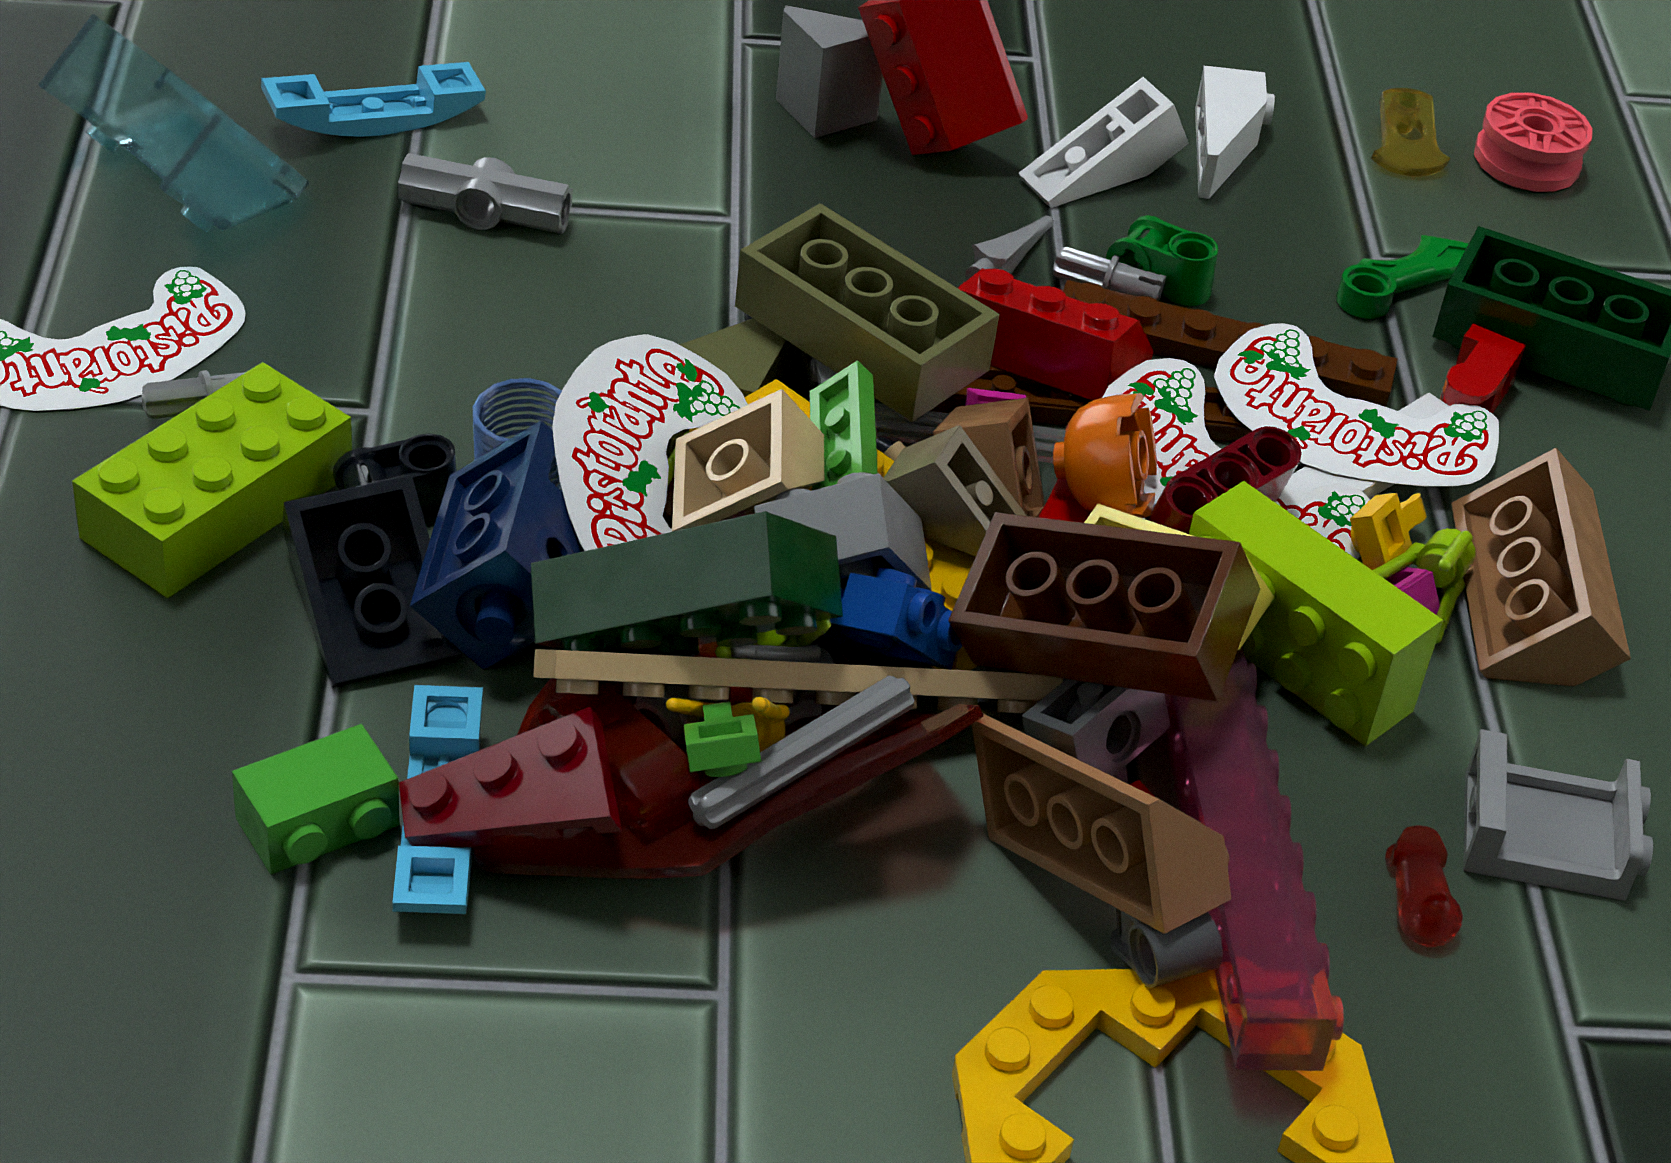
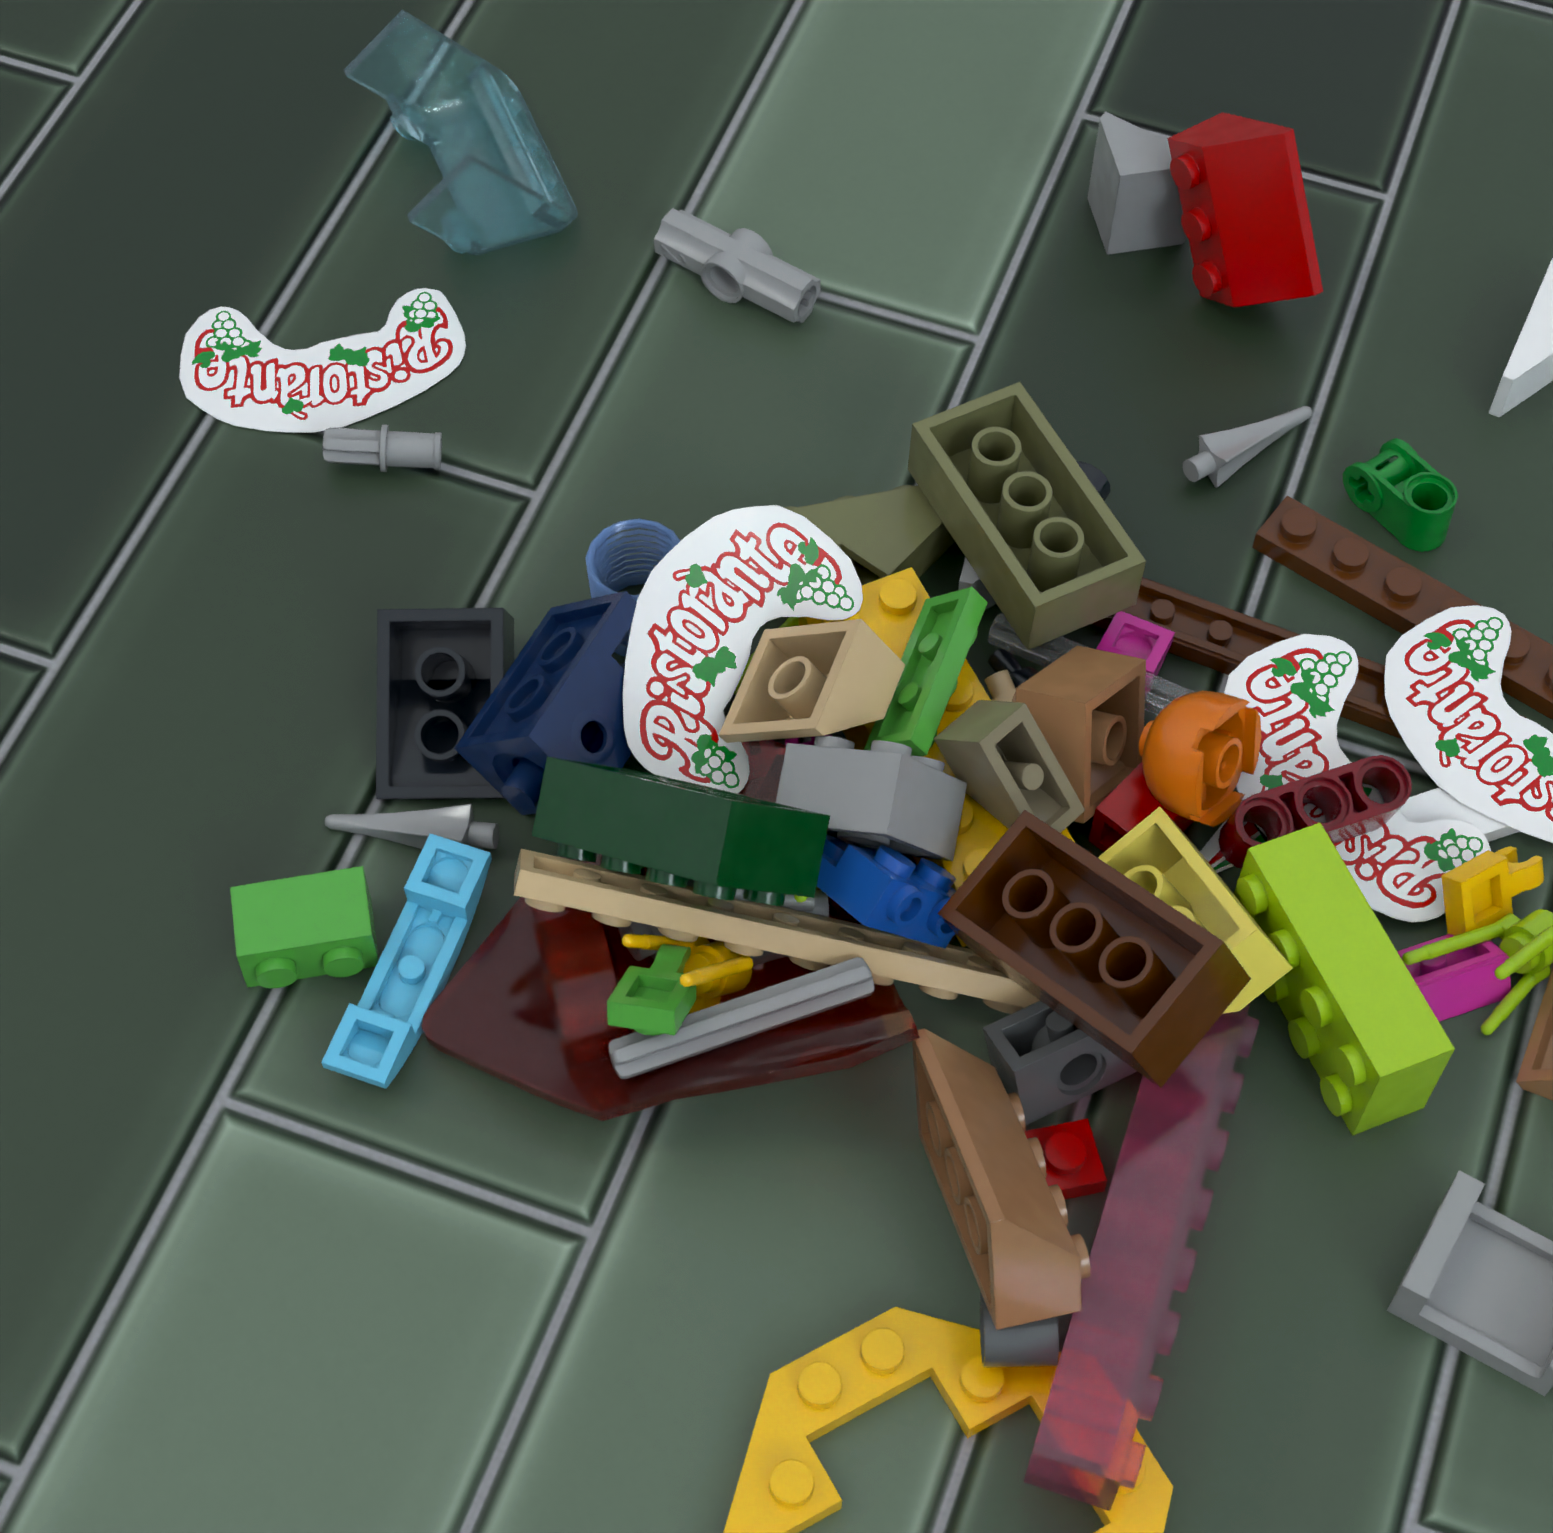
camera: 25 degrees right, 15 degrees up
(211, 478) = (351, 548): lime brick -> none
(381, 699) = (415, 826): none -> light grey piece
(425, 456) = (518, 584): black piece -> none
(438, 95) = (670, 138): medium azure slope -> none
(524, 784) = (467, 981): dark red wing -> none
(1058, 337) = (1223, 571): red slope -> none
(1109, 274) = (1334, 500): light grey axle -> none
(1110, 148) = (1404, 340): white slope -> none
(1423, 896) = (1323, 1337): clear red piece -> none

